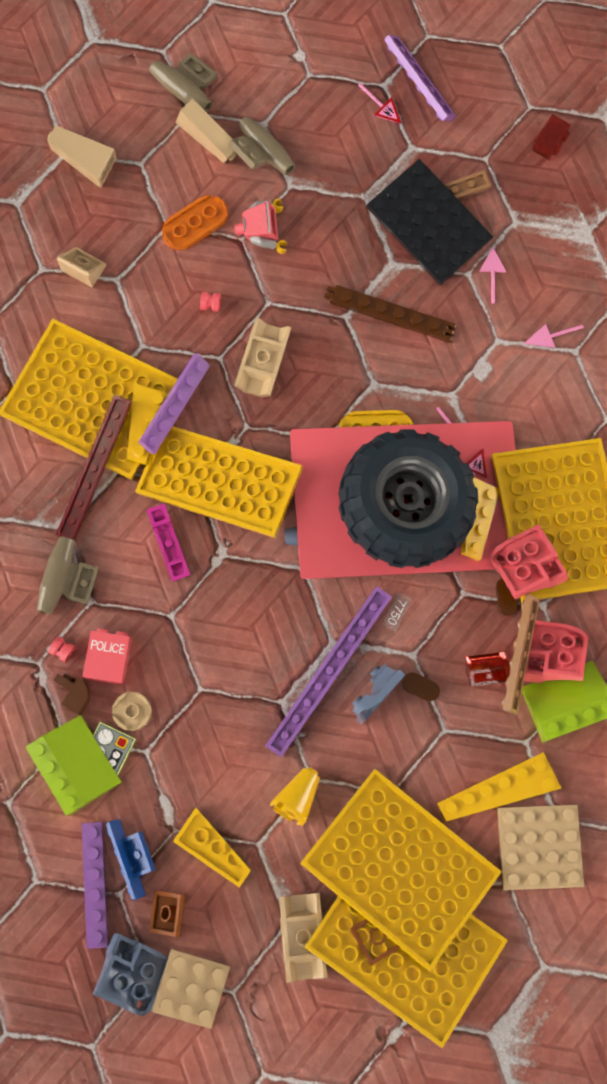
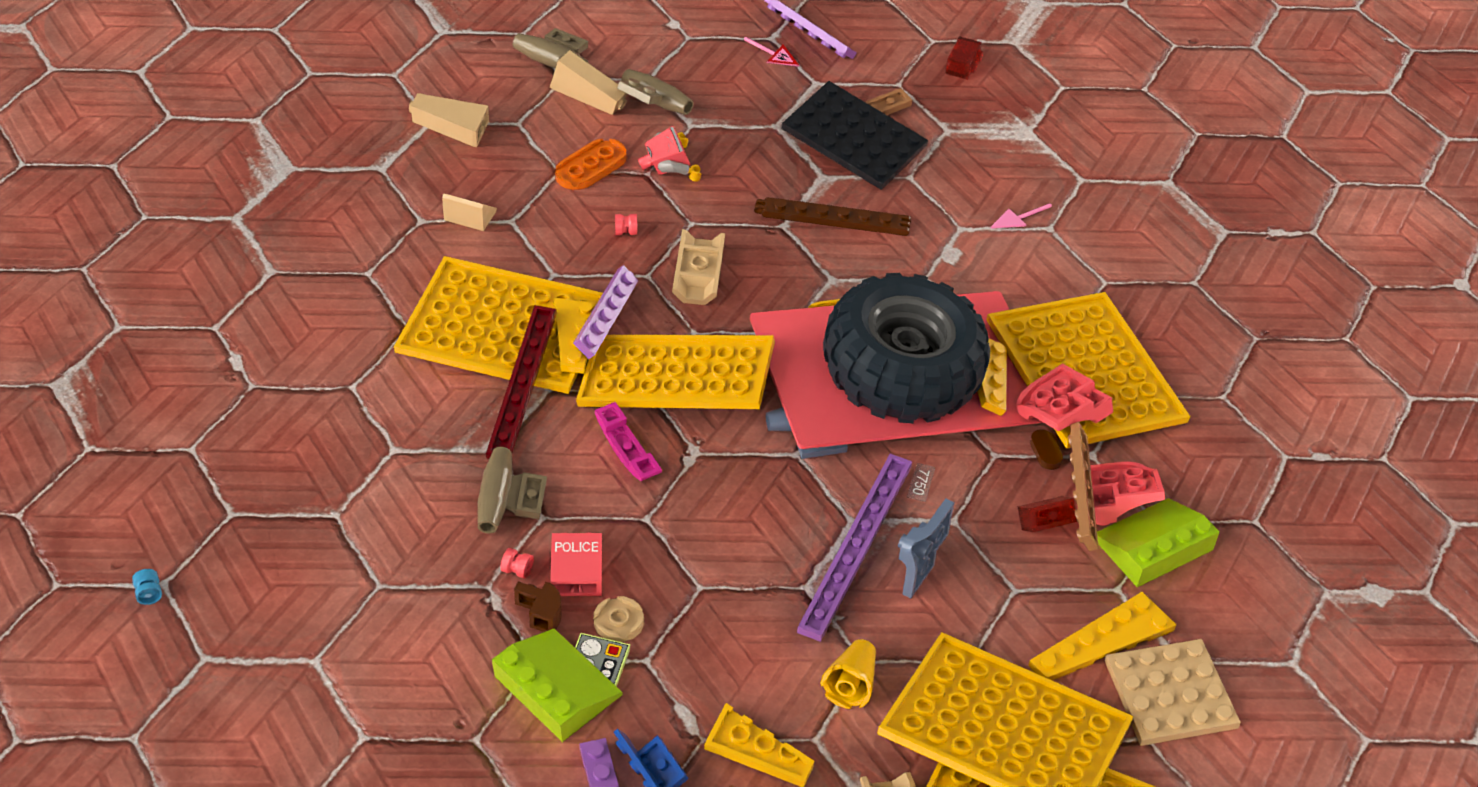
camera: 10 degrees left, 30 degrees down
(420, 686) = (972, 548): reddish brown tile -> none
(492, 264) = (934, 166): bright pink piece -> none

